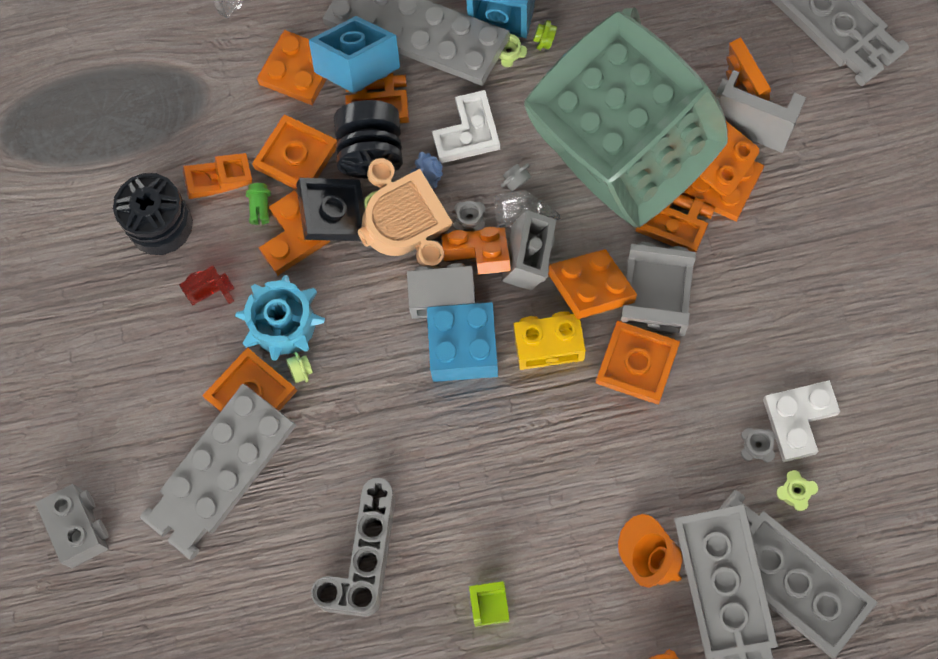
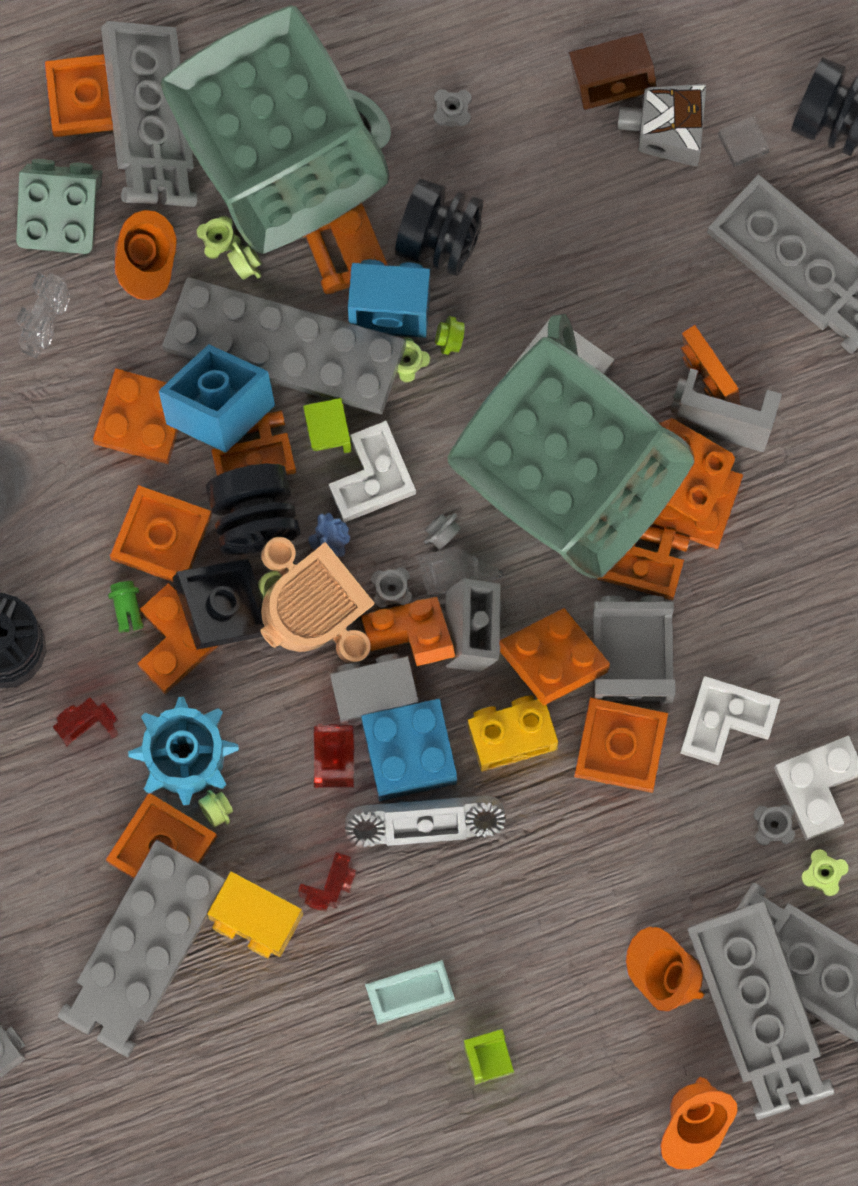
camera: 15 degrees left, 5 degrees up
(223, 175) = (67, 576): orange slope -> none
(313, 456) = (254, 915): none -> yellow brick
(363, 547) = (333, 1012): light grey beam -> none
(388, 438) = (339, 879): none -> clear red bracket
(401, 338) = (333, 756): none -> clear red bracket
(432, 540) = (410, 992): none -> light aqua tile
(438, 86) = (327, 425): none -> lime panel
(466, 401) = (425, 821): none -> light grey plate
(727, 344) = (722, 708): none -> white plate

